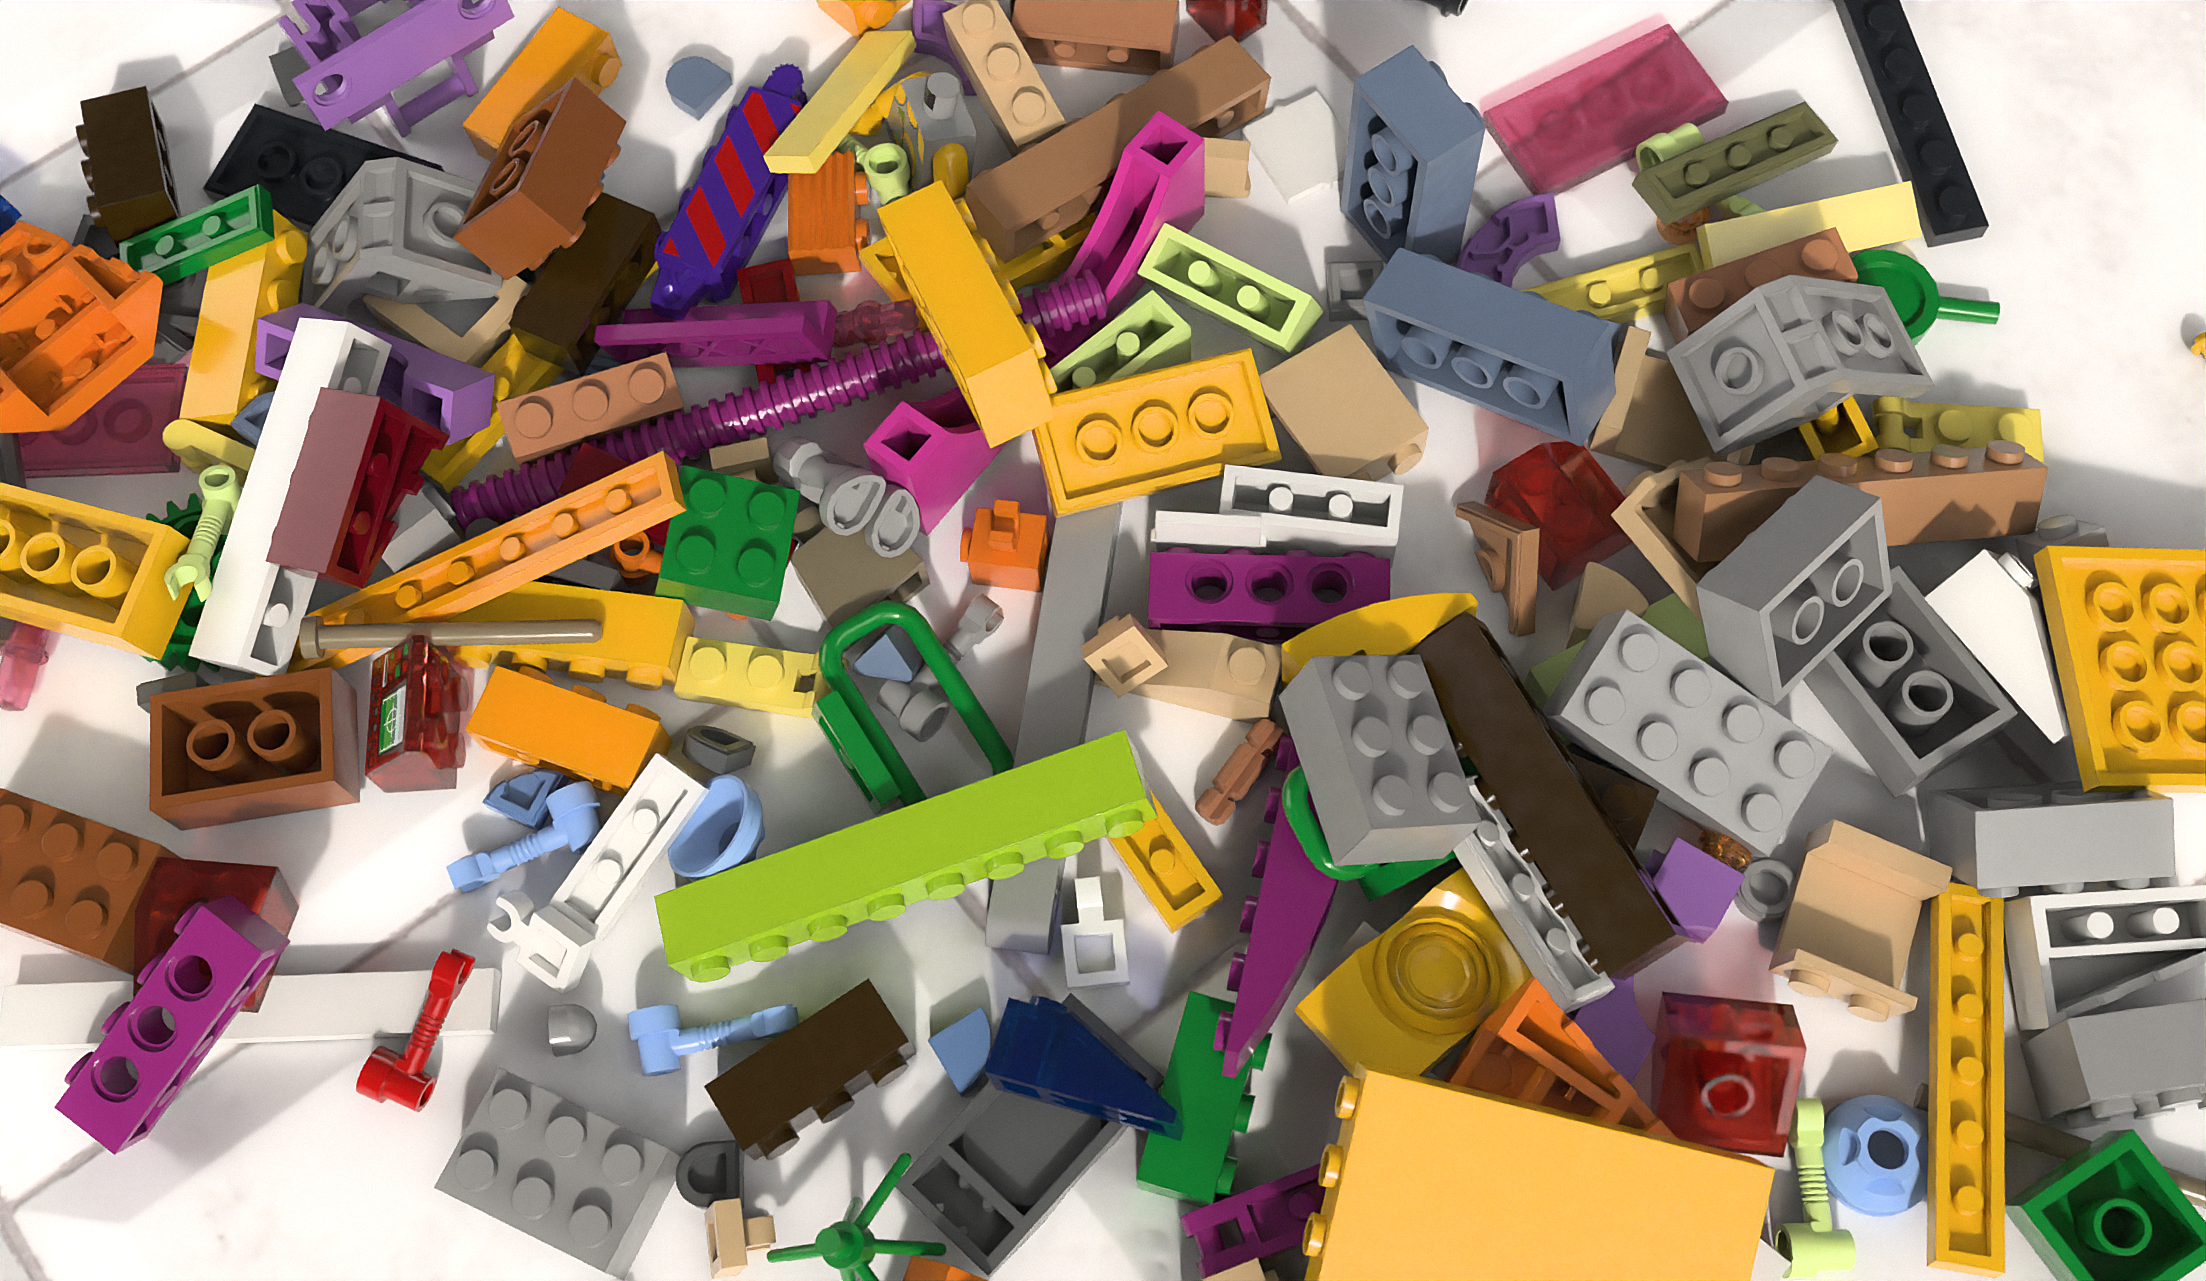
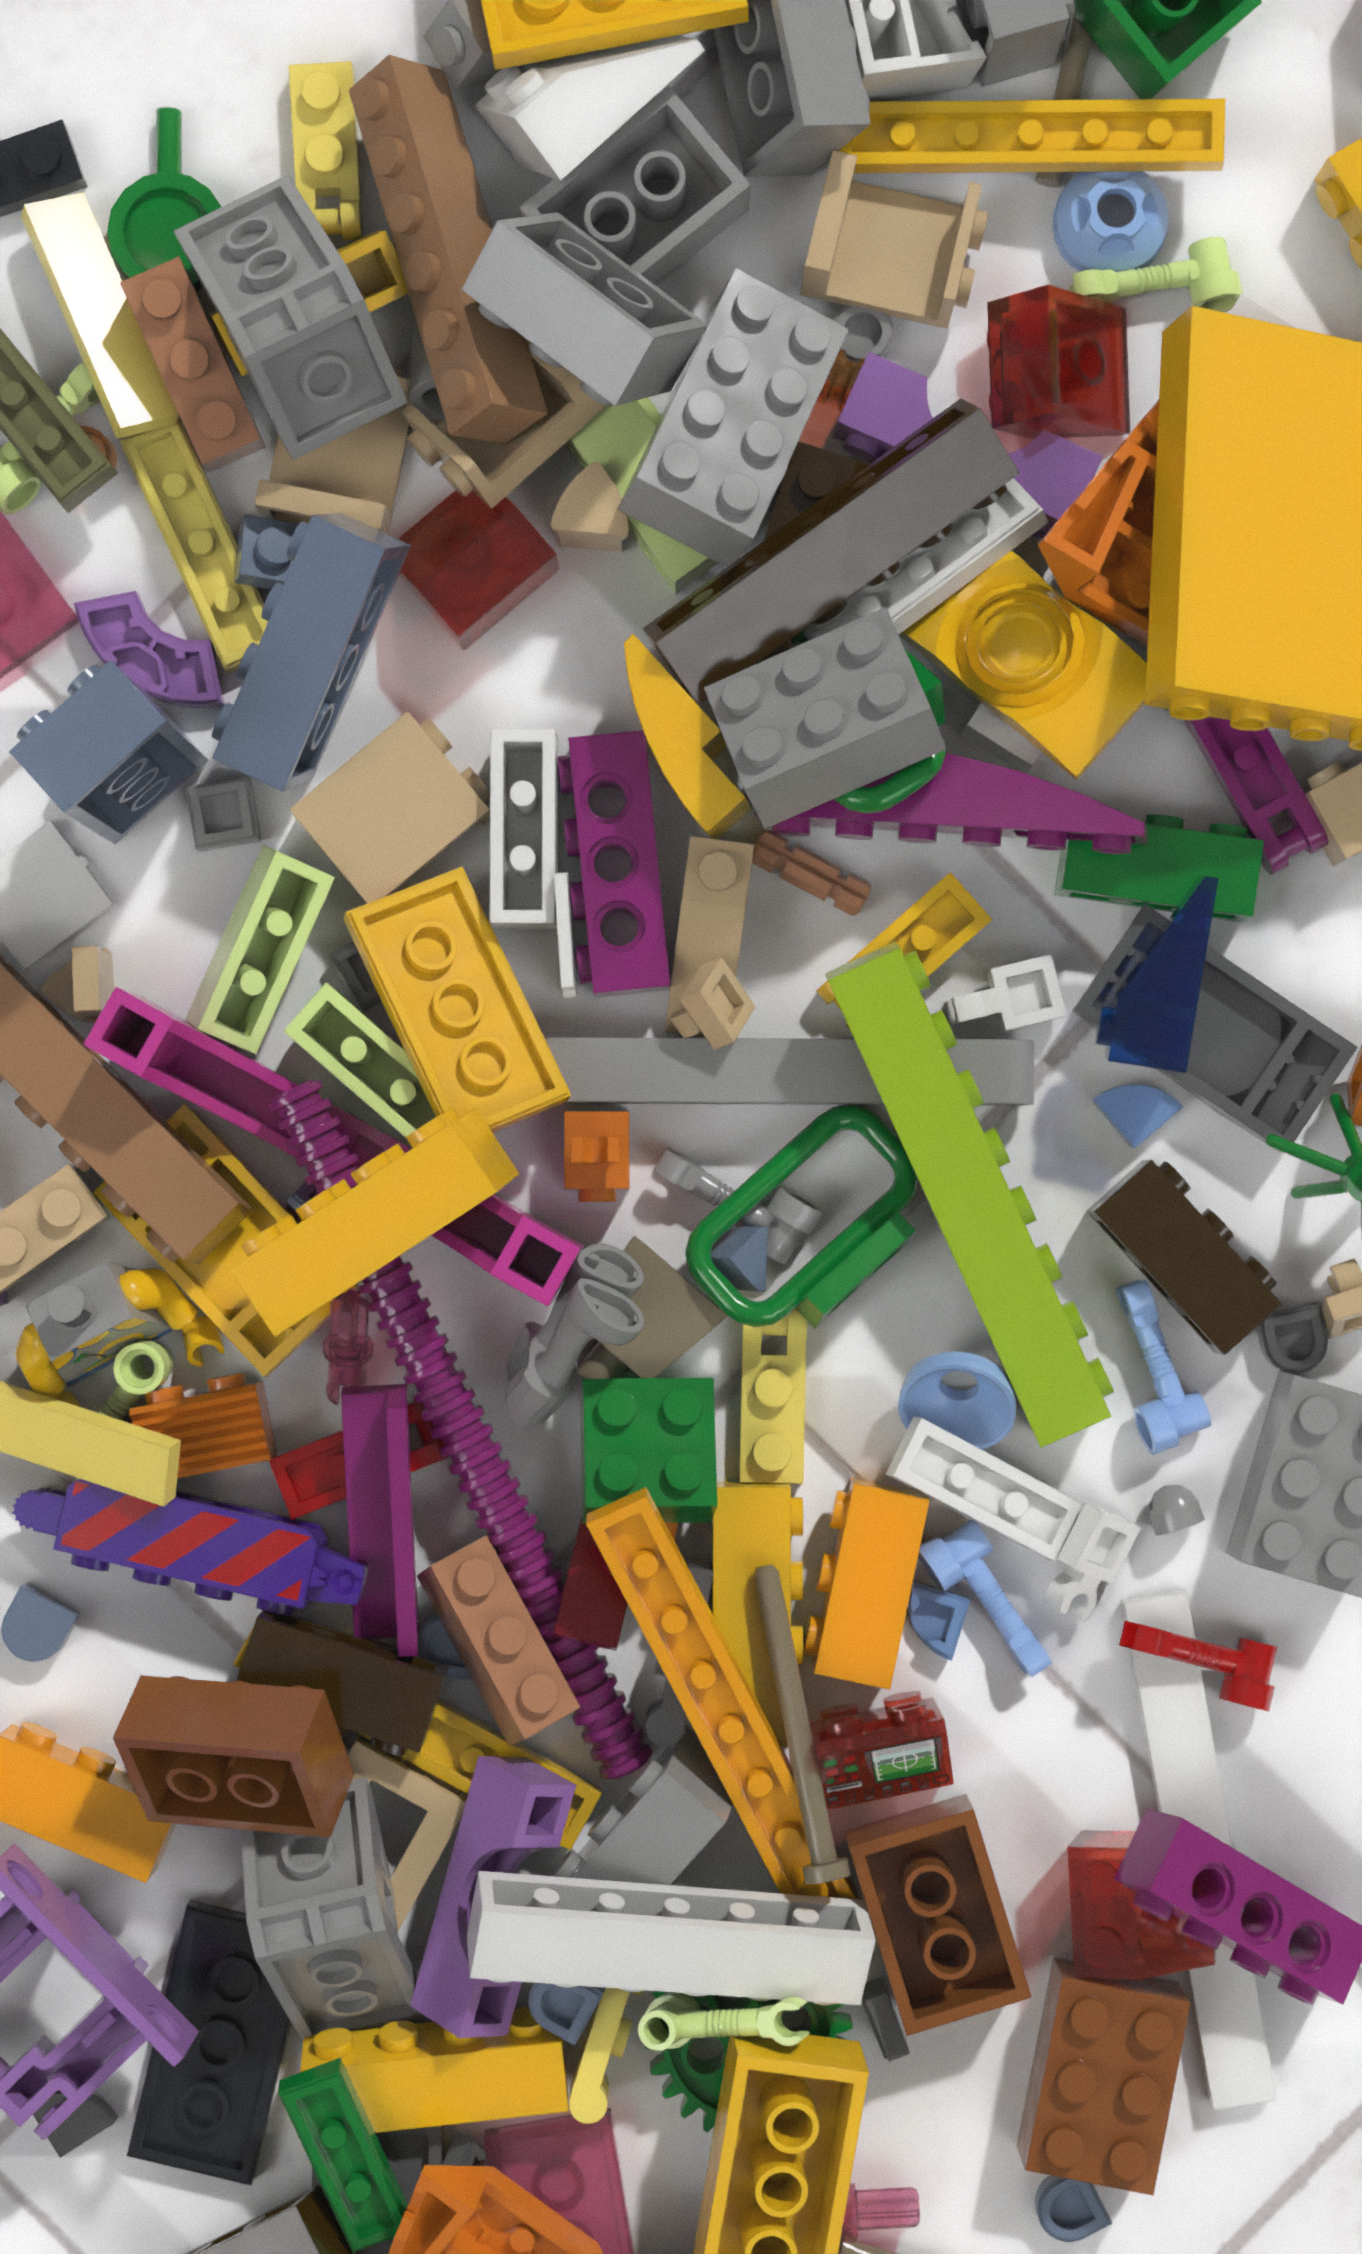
camera: 105 degrees left, 20 degrees up
(348, 485) = (668, 1867): wedge -> none
(717, 749) = (864, 1423): dark grey tile -> none
(745, 460) = (540, 1457): tan tile -> none
(1507, 560) = (536, 618): medium nougat tile -> none

